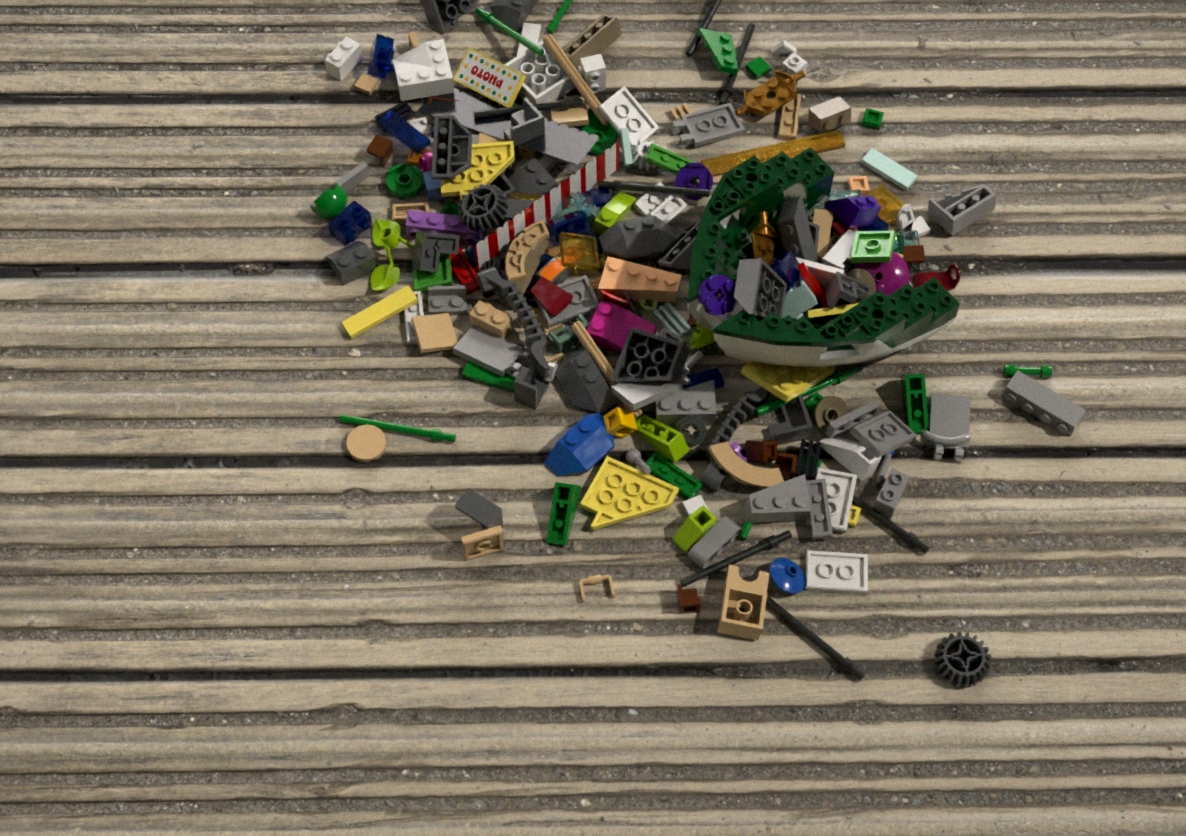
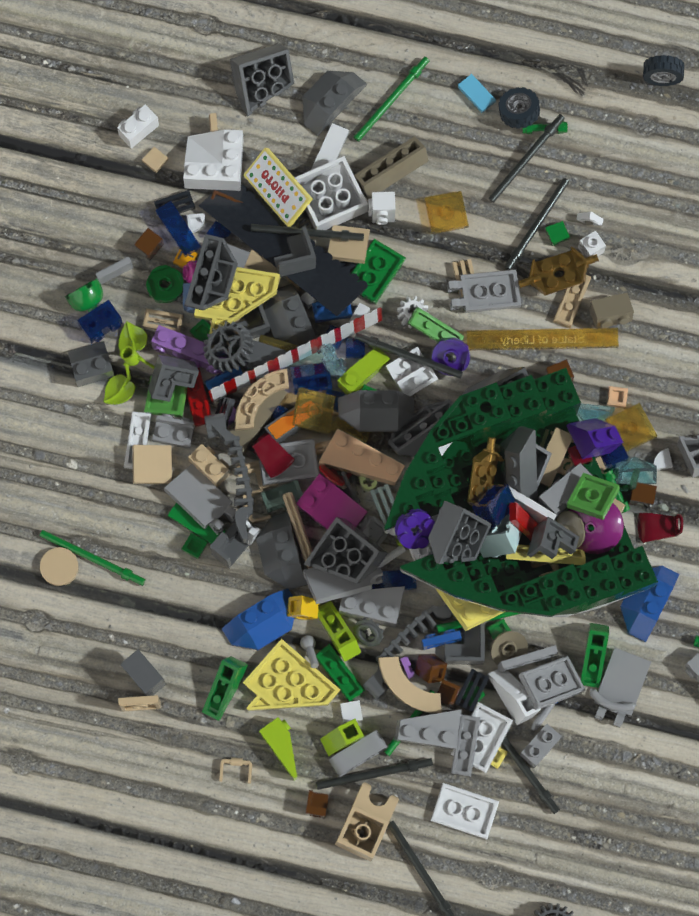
camera: 15 degrees right, 15 degrees up
(380, 311) = (105, 428): light yellow tile -> none
(381, 56) = (175, 133): clear blue brick -> none
(489, 19) = (297, 110): green bar -> none
(496, 396) = (194, 546): none -> green tile
(564, 169) = (322, 314): none -> blue plate
(574, 76) = (363, 213): tan axle -> none
(625, 112) = (405, 266): white tile -> none
(626, 147) = (393, 301): light aqua tile -> none
(632, 548) = (279, 740): none -> lime slope
(651, 71) = (446, 212): none -> clear yellow plate
(721, 49) = (524, 206): green wing -> none
(757, 425) = (449, 637): none -> blue plate
(787, 576) = (409, 806): blue dish -> none
(872, 119) = (656, 322): green tile -> none
(889, 169) = (654, 385): light aqua tile -> none
(905, 216) = (651, 446): white tile -> none
(947, 350) = (644, 608): none -> blue wedge

